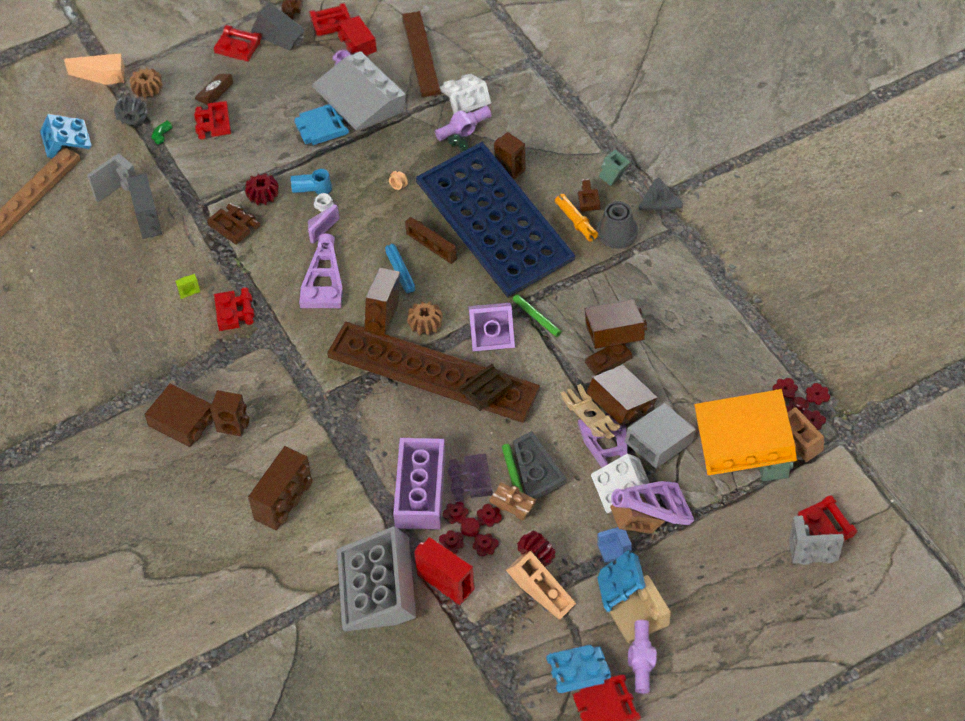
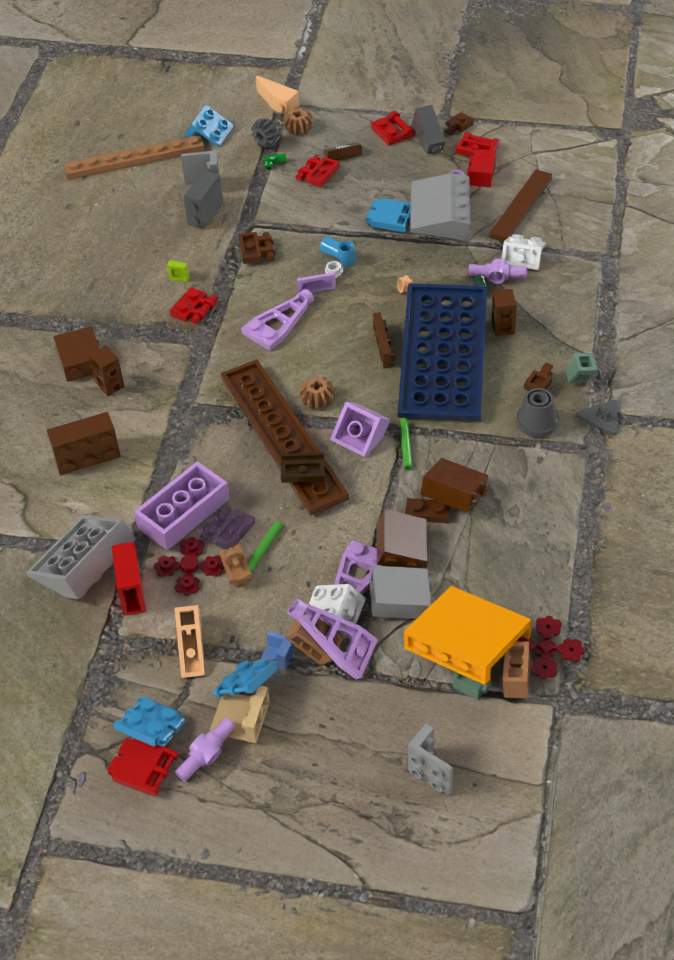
camera: 40 degrees right, 5 degrees down
(261, 189) = (299, 235): dark red gear -> none
(382, 300) = (291, 357): reddish brown brick -> none
(398, 265) = (339, 348): dark azure axle -> none
(537, 468) = (283, 554): dark grey wing -> none
(538, 546) = (211, 611): dark red gear -> none
(580, 222) = (513, 394): light orange pin -> none
(581, 407) = (363, 532): tan piece -> none
(821, 525) = (461, 755): red plate -> none

